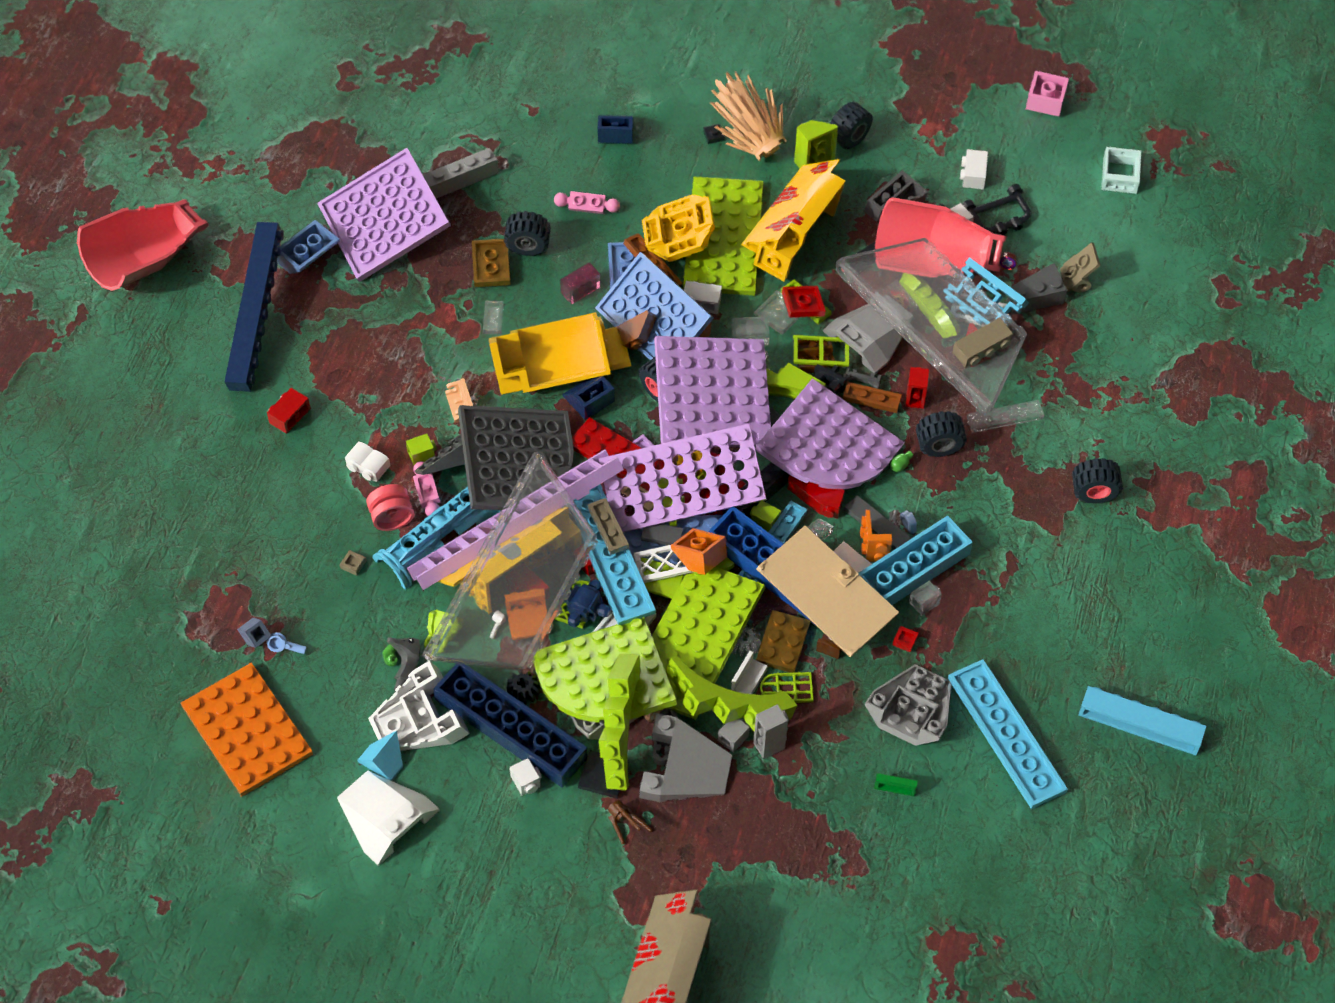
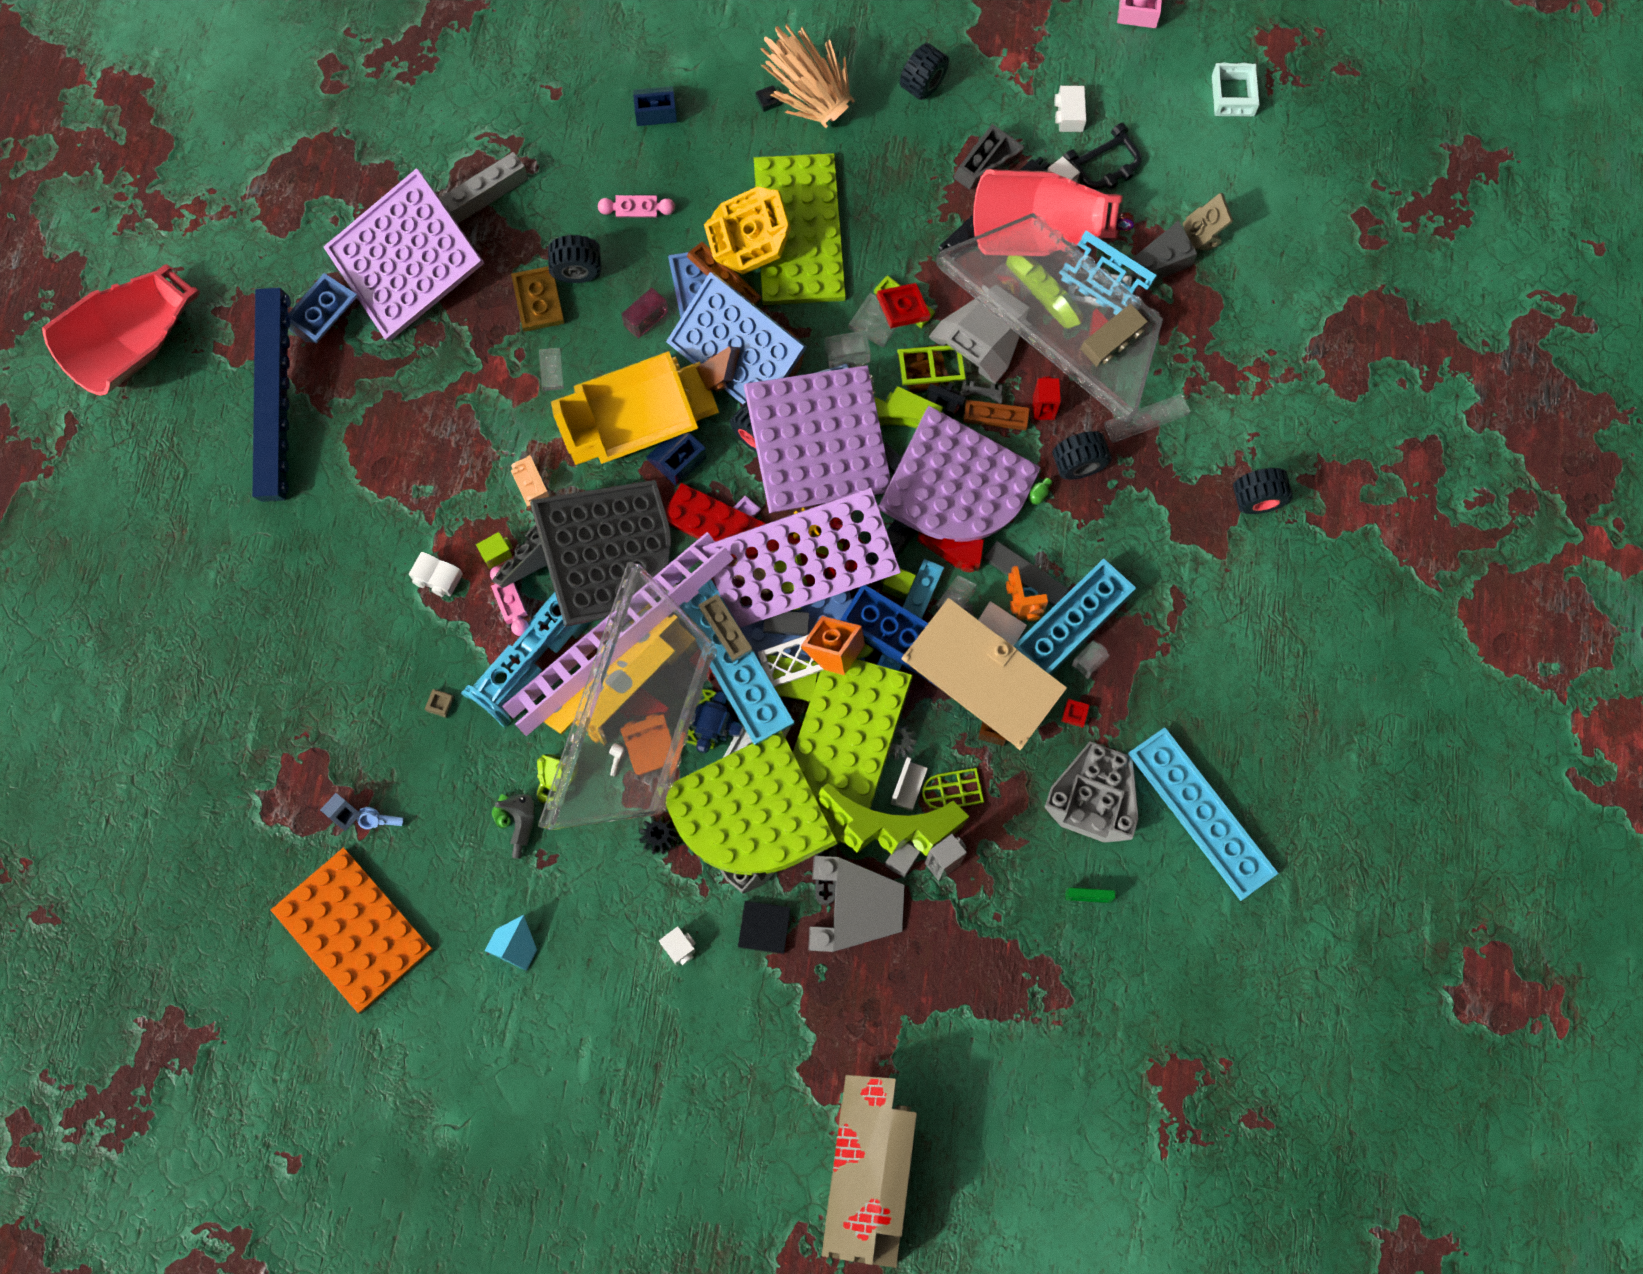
camera: 10 degrees left, 15 degrees up
(288, 410) = (333, 520): red brick -> none
(383, 813) = (524, 1012): white wedge -> none
(390, 507) = (471, 632): coral wheel -> none
(415, 715) = (539, 887): white wedge -> none
(511, 723) = (651, 884): dark blue brick -> none
(617, 711) = (772, 870): lime arch -> none
(621, 813) = (790, 973): reddish brown plant -> none
(705, 295) = (787, 311): white brick -> none
(783, 641) = (939, 734): pearl gold plate -> none
(792, 215) = (878, 199): yellow panel -> none
(815, 143) = (888, 103): lime slope -> none
(909, 521) = (1058, 565): sand blue tile -> none
(1142, 720) = (1348, 777): medium azure brick -> none

